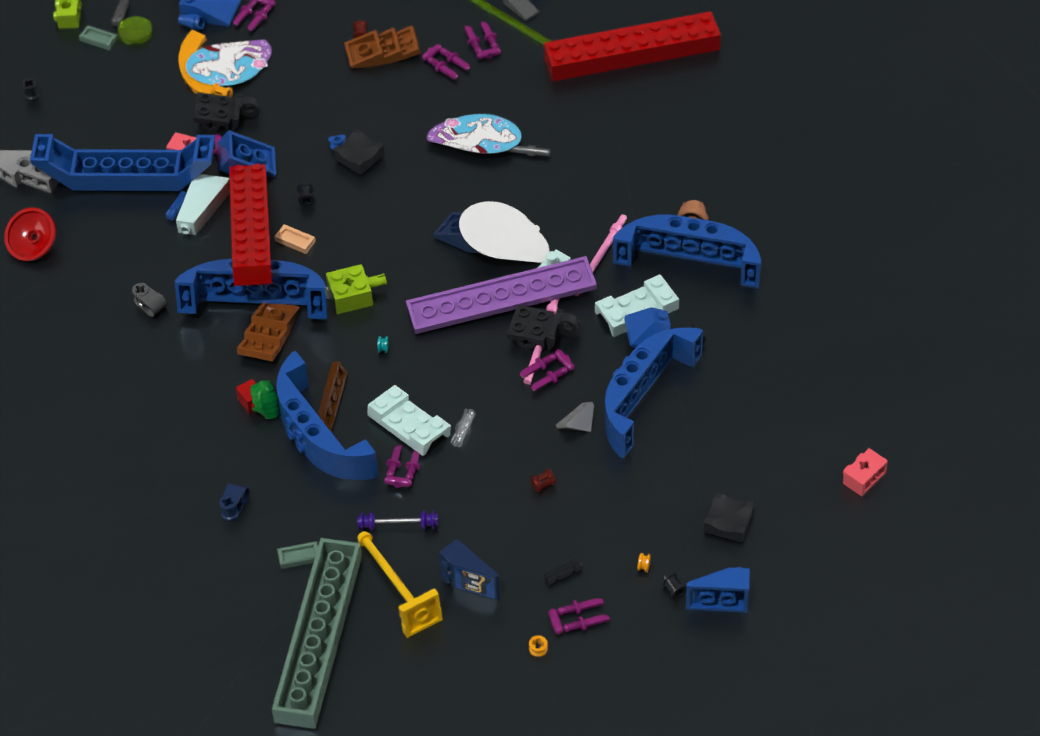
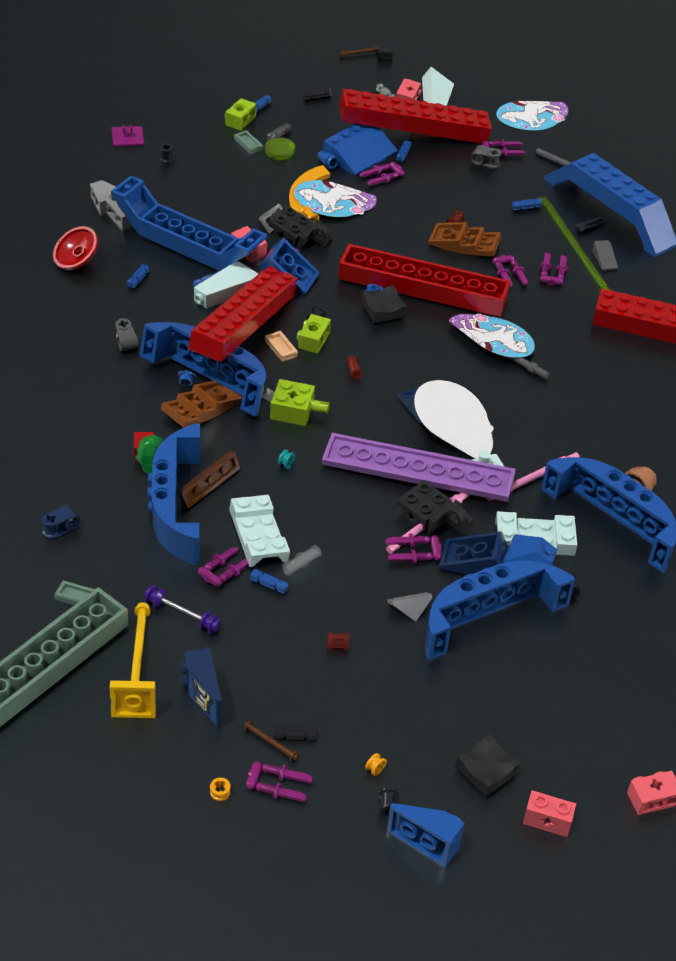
camera: 25 degrees right, 5 degrees down
(108, 233) = (138, 276): none -> blue axle
(185, 110) = (266, 217): none -> light grey slope
(236, 313) = (186, 378): none -> blue plate
(317, 212) = (313, 333): none -> lime brick
(376, 227) = (352, 363): none -> clear red pin
(378, 109) = (424, 279): none -> red brick
(449, 459) = (269, 581): none -> blue axle
(549, 588) = (293, 755): none -> reddish brown axle
(600, 349) = (473, 552): none -> dark blue slope
(799, 529) = (549, 813): none -> coral brick

